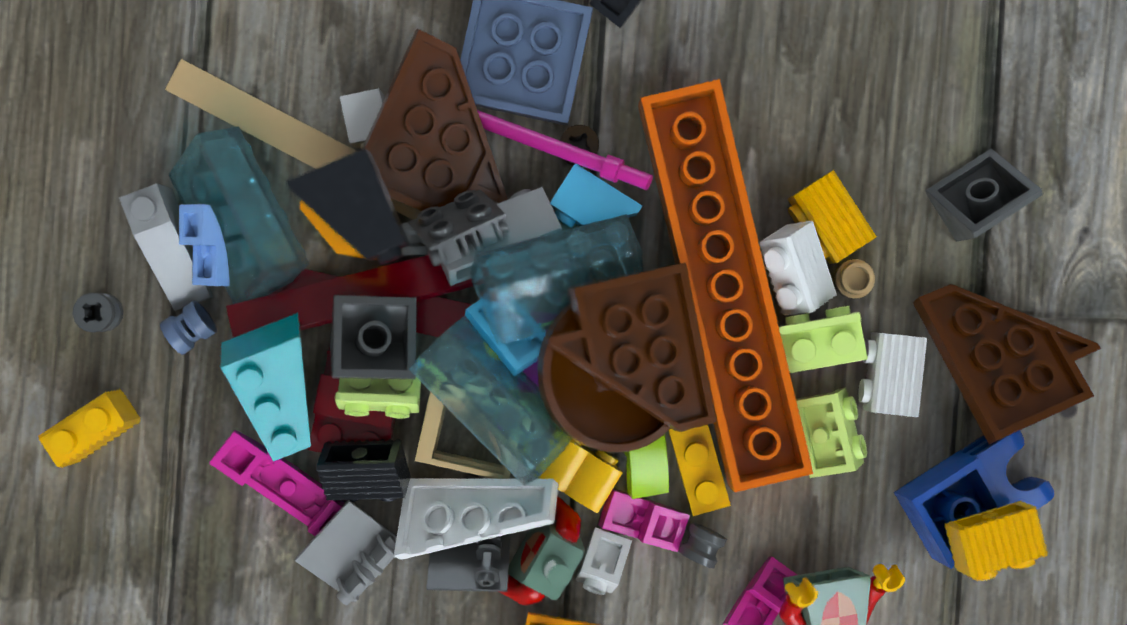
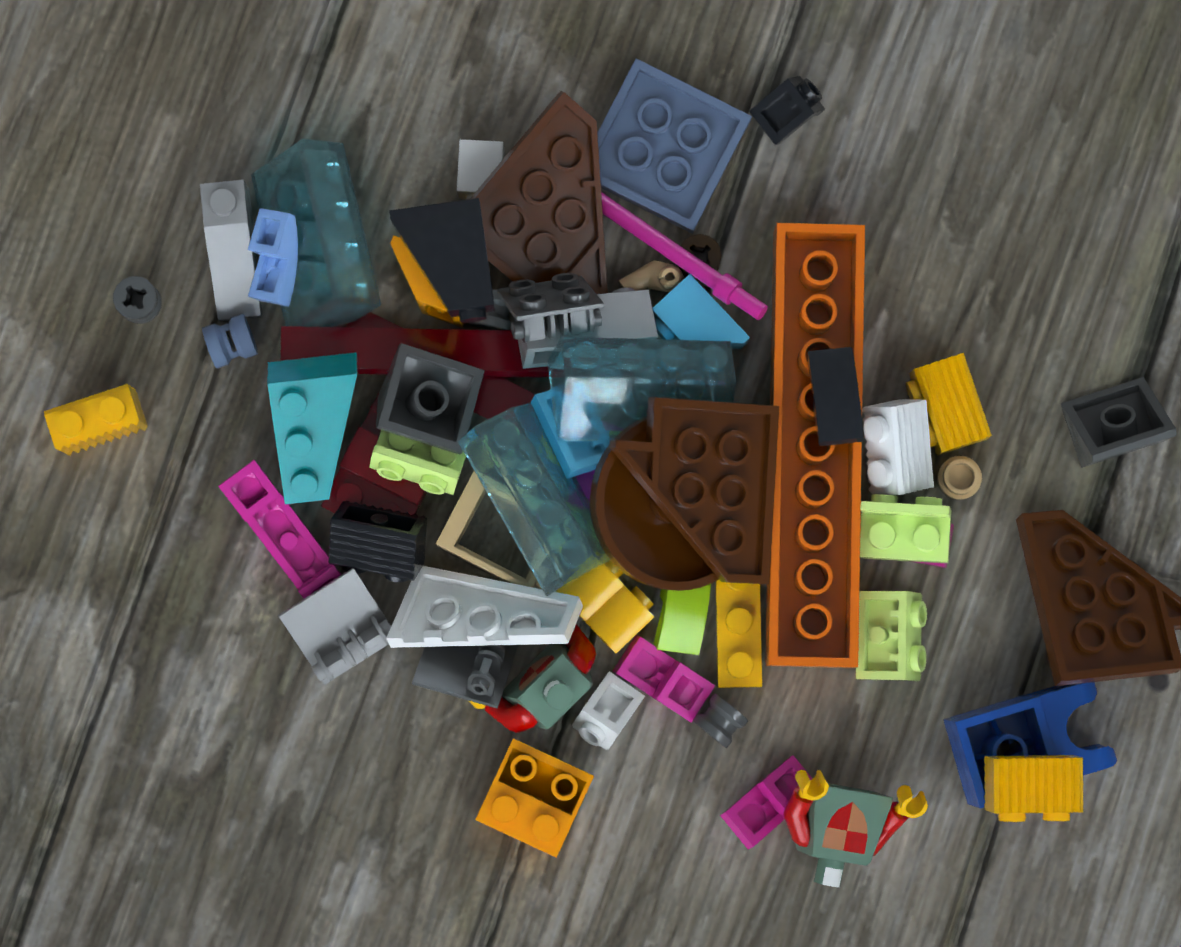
camera: 15 degrees right, 5 degrees down
(261, 120) = (365, 142): tan sticker -> none
(544, 172) = (654, 276): none -> tan arm
(734, 241) = (835, 396): none -> black slope
(893, 374) = (974, 589): white brick -> none

